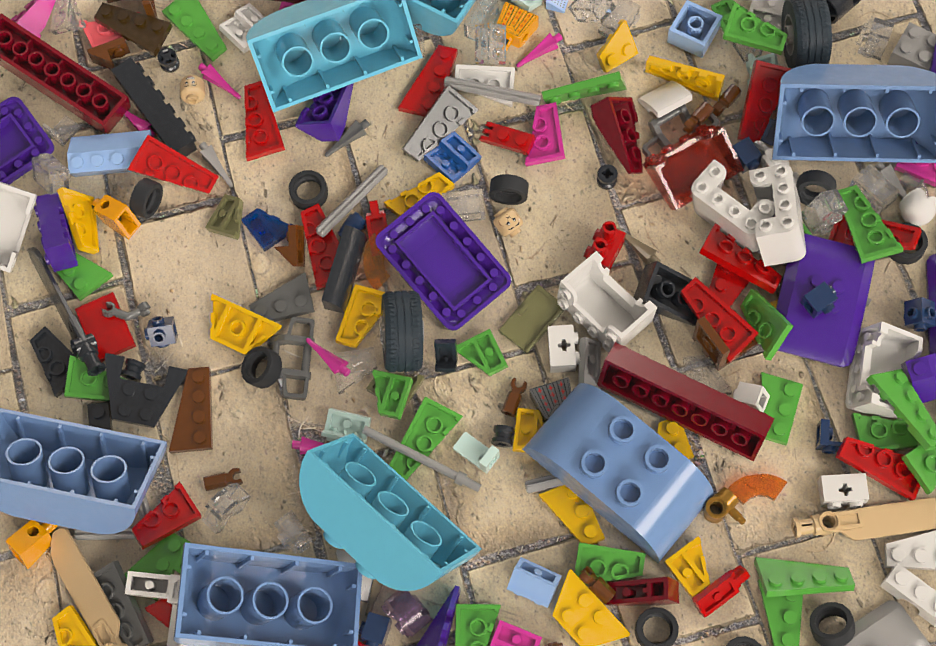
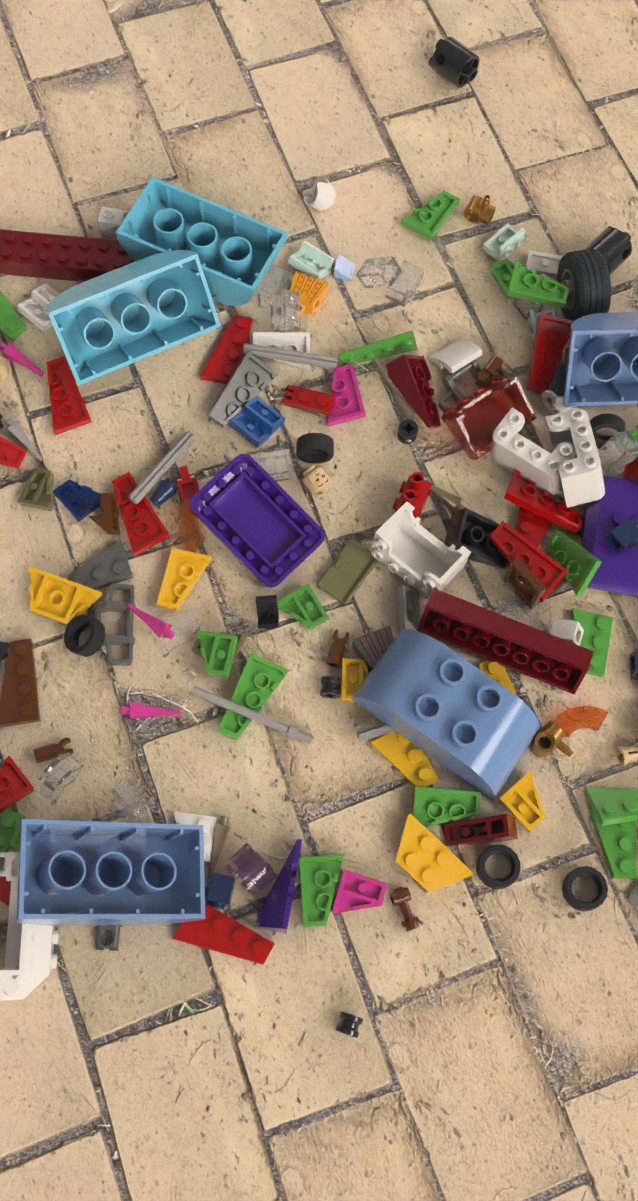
camera: 15 degrees left, 0 degrees up
(307, 176) = (116, 446): black tyre -> none
(326, 115) = (130, 386): dark purple wedge -> none
(344, 269) = (160, 534): black brick -> none
(344, 423) = (174, 689): light aqua bracket -> none
(355, 132) = (158, 402): dark grey piece -> none
(379, 517) = (217, 777): medium azure brick -> none
(402, 331) = (223, 590): black wheel -> none
(436, 183) = (217, 462): yellow wing -> none
(476, 452) = (306, 705): light aqua bracket -> none
(534, 582) = (374, 829): light blue brick -> none
(547, 45) = (338, 311): dark pink piece -> none
(562, 360) = (380, 609): white brick -> none
(597, 585) = (437, 827): reddish brown bar -> none
(618, 48) = (406, 310): yellow wing -> none
(692, 78) = (486, 336): yellow wing -> none
(694, 29) = (477, 289): light blue brick -> none
(720, 591) = (556, 823): red hinge -> none
(726, 99) = (513, 353): reddish brown bar -> none
(747, 154) = (540, 403): dark blue brick -> none

